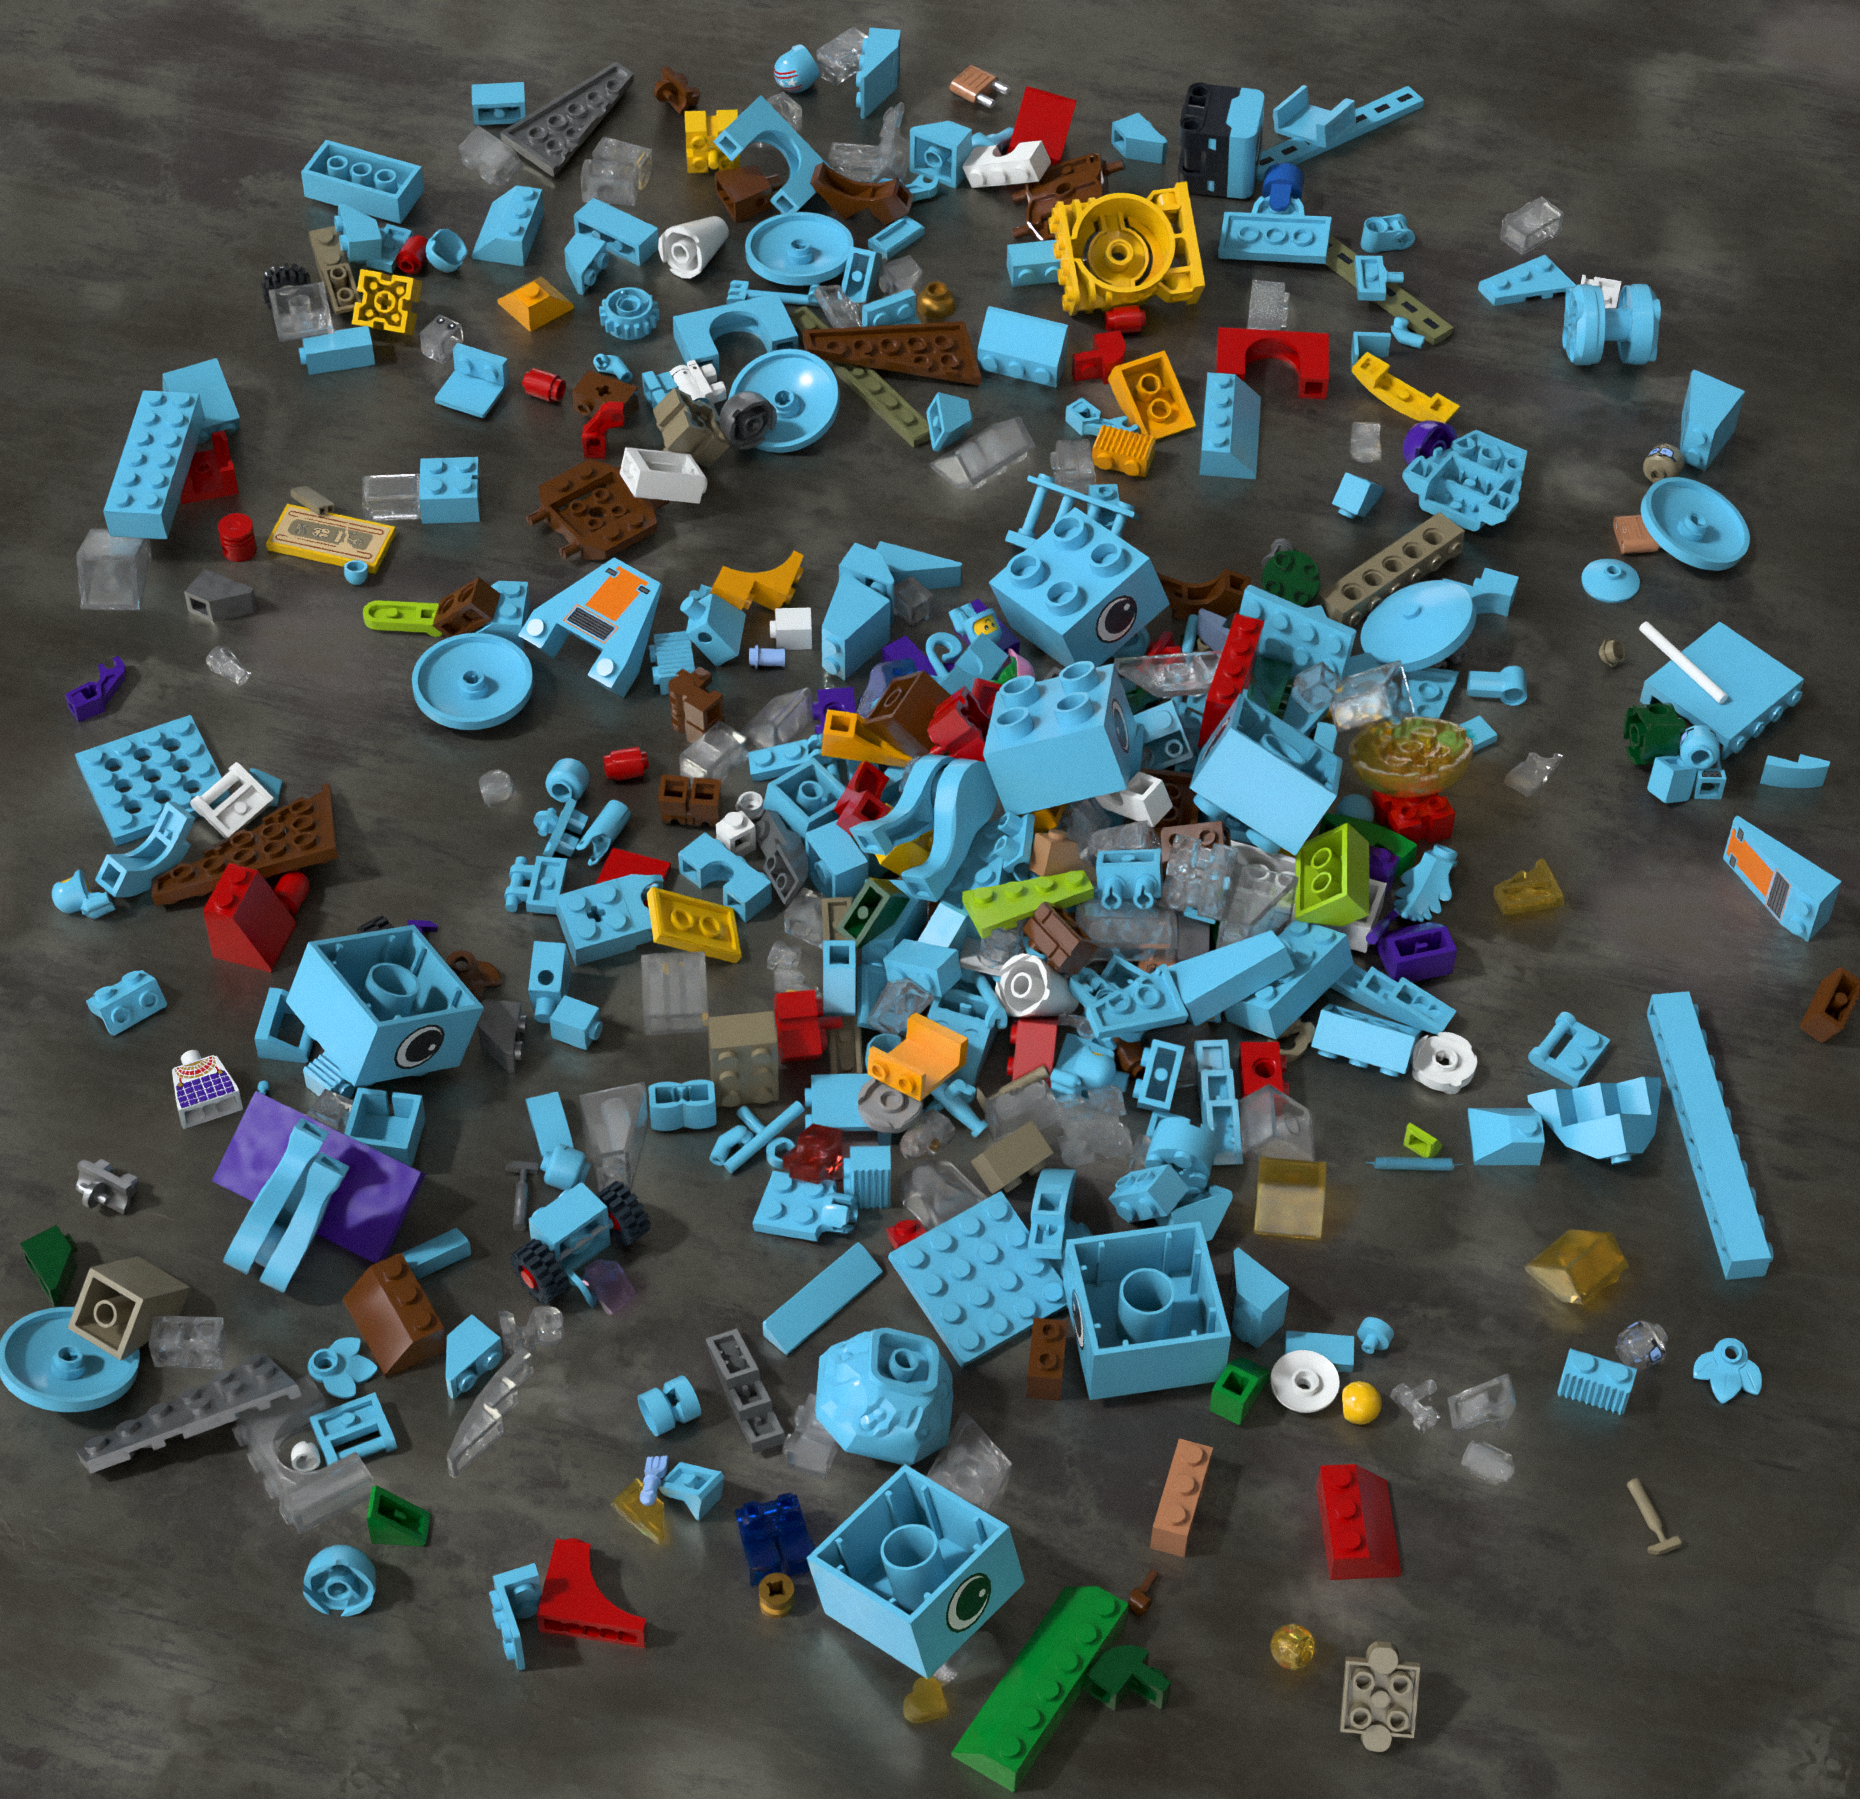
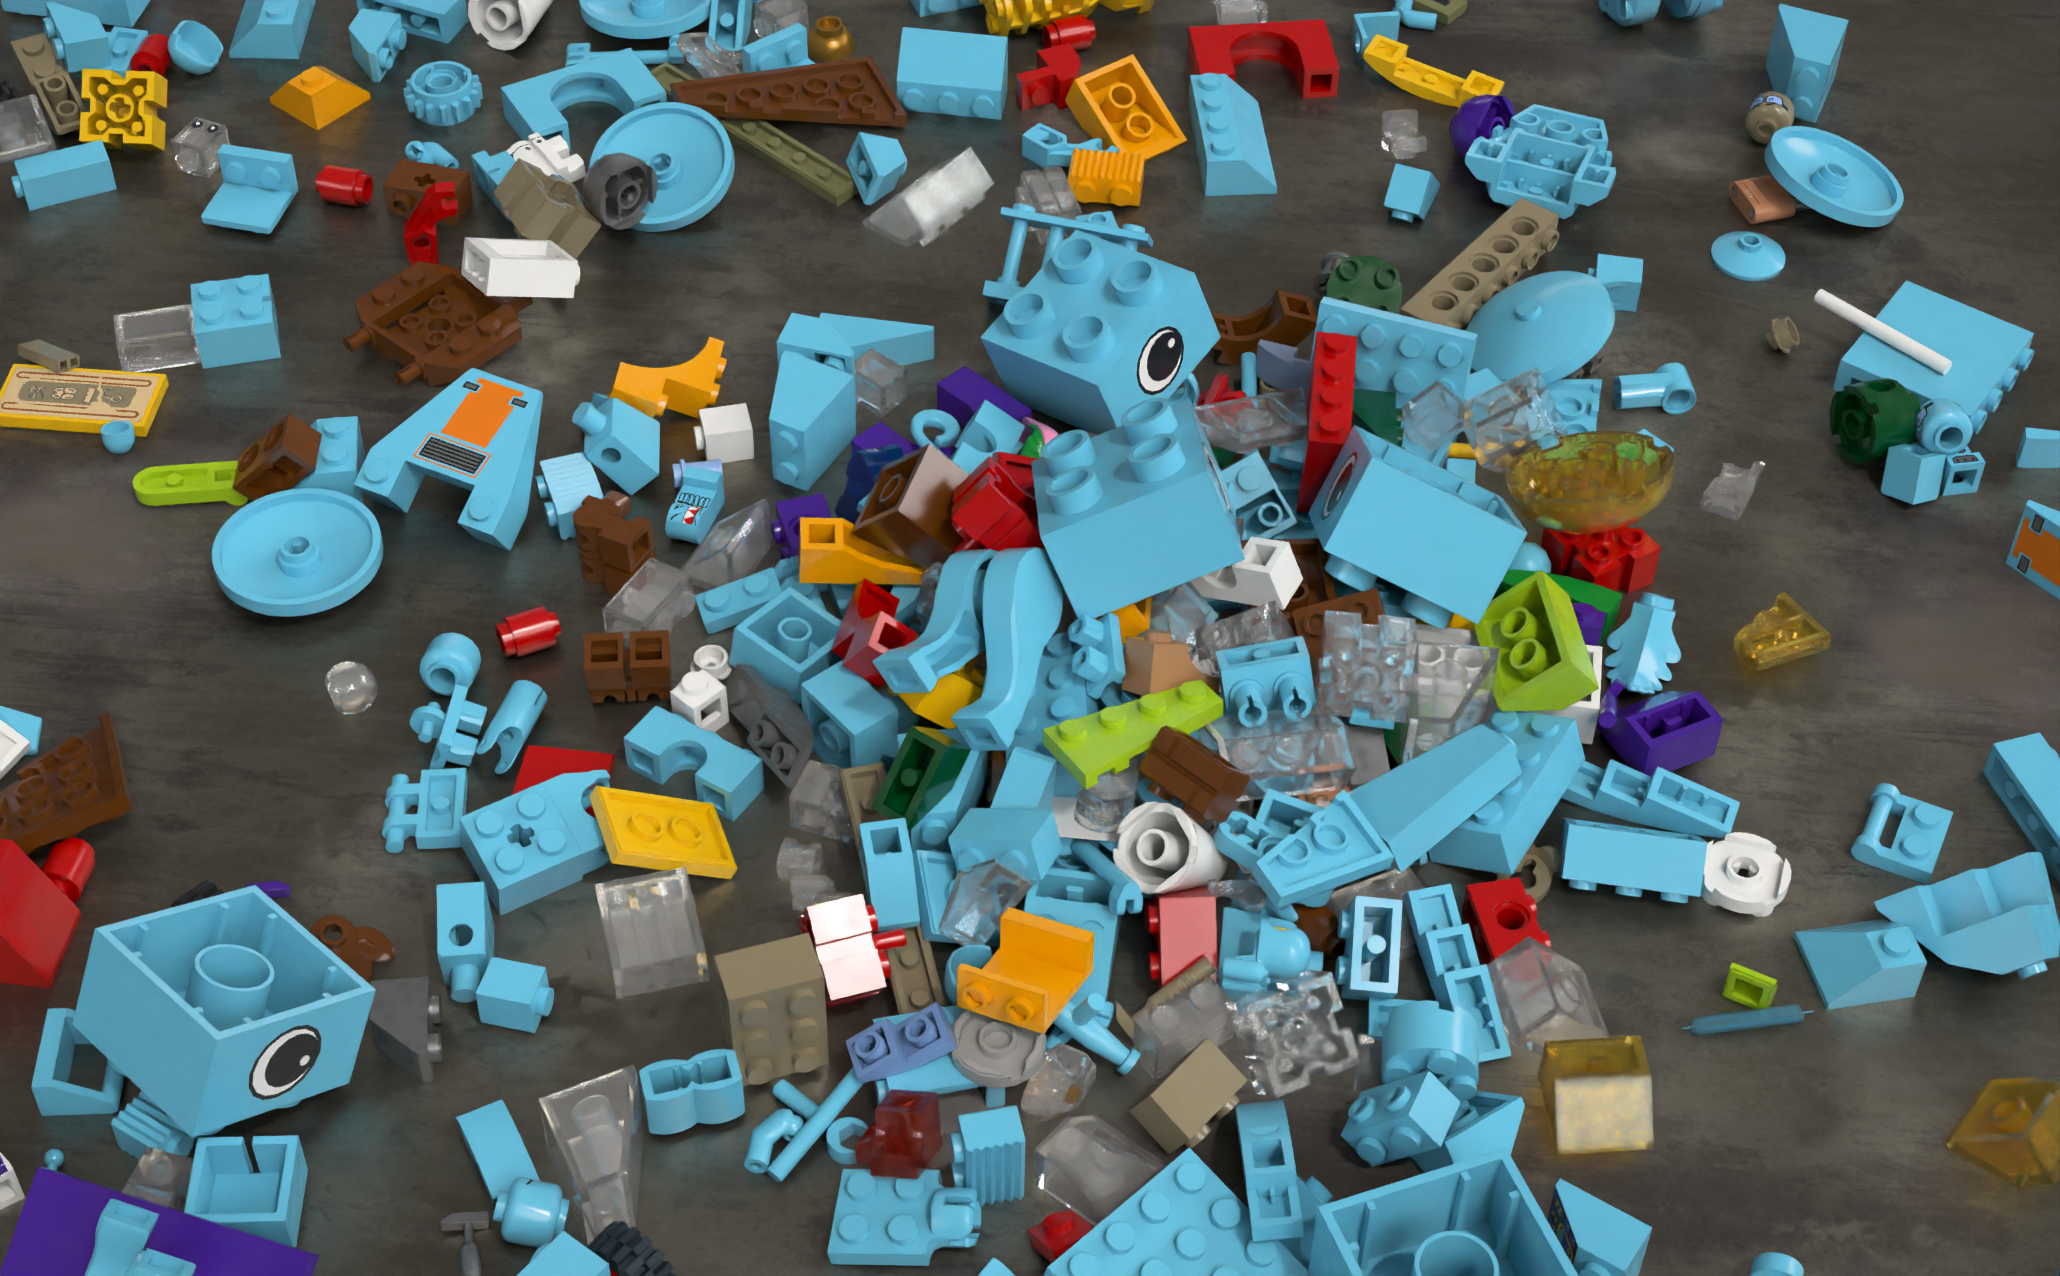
camera: 10 degrees left, 5 degrees down
(760, 682) = (695, 505): none -> medium azure leg
(819, 1096) = (894, 1049): none -> medium blue slope
(972, 624) = (966, 394): medium azure piece -> none

